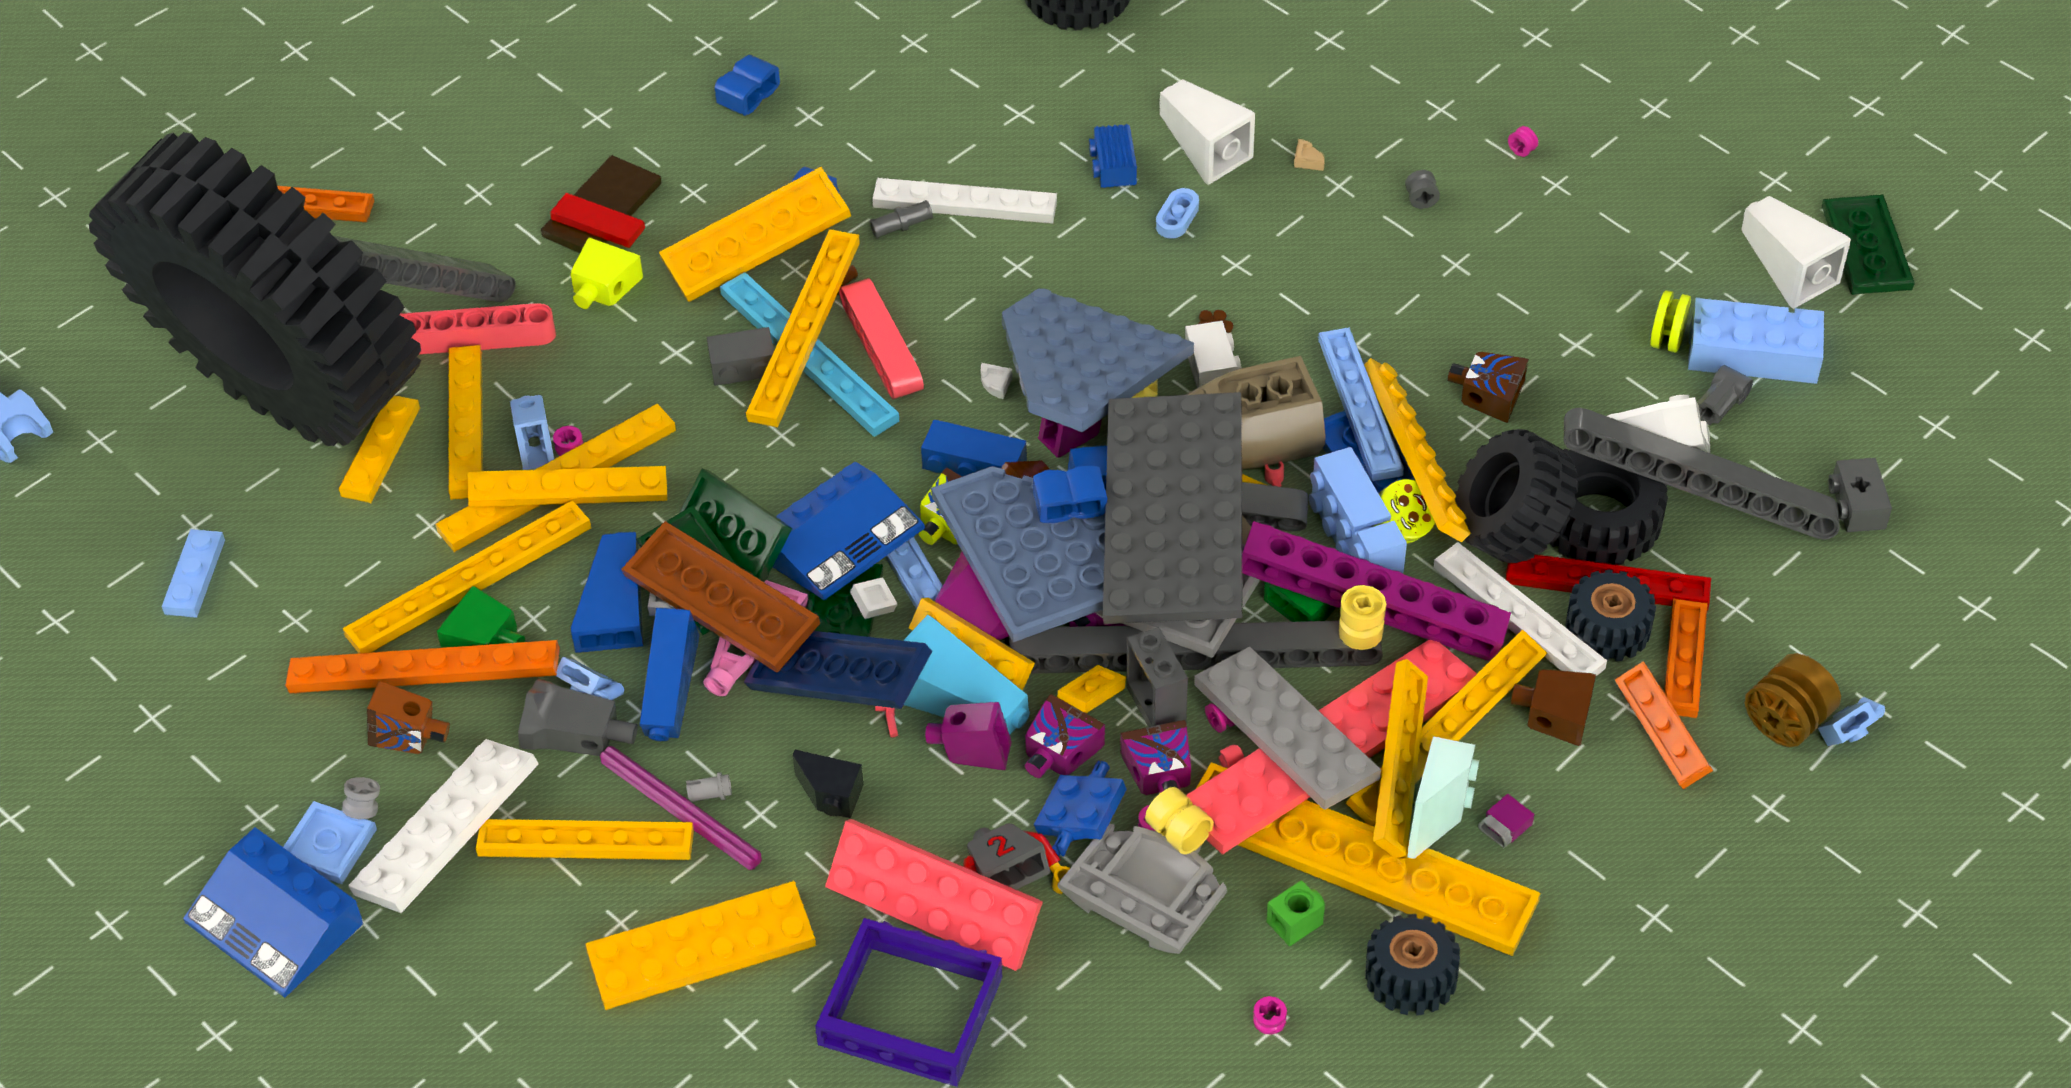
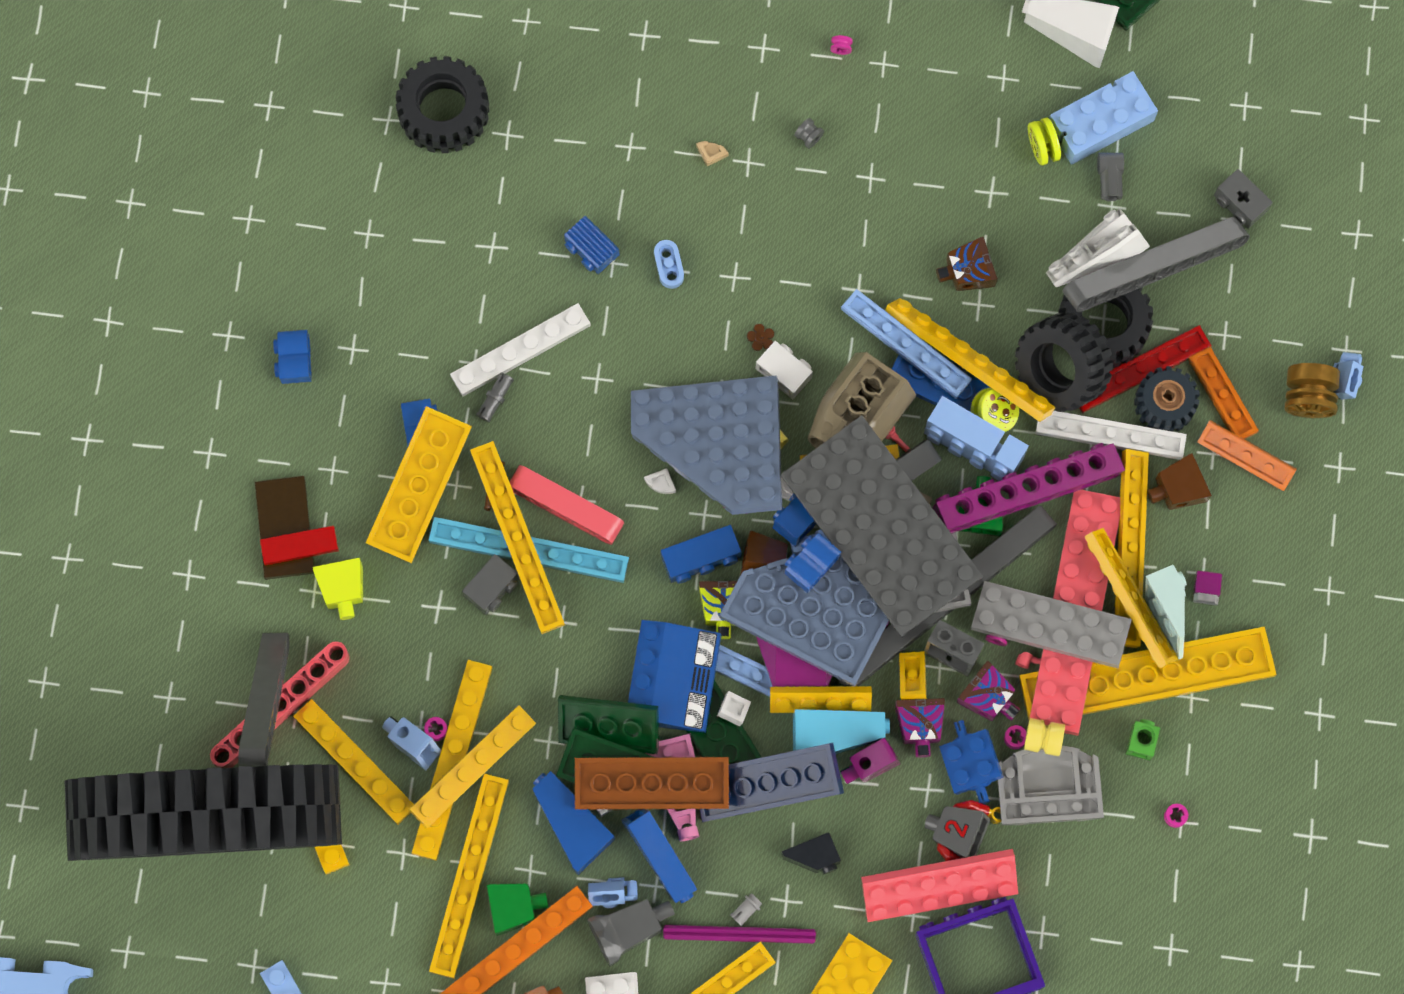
camera: 40 degrees left, 25 degrees up
(336, 204) = (83, 667): orange tile -> none
(1208, 128) = (632, 179): white slope -> none
(1362, 617) = (1039, 516): light yellow wheel -> none
(1412, 964) = (1232, 728): black wheel -> none

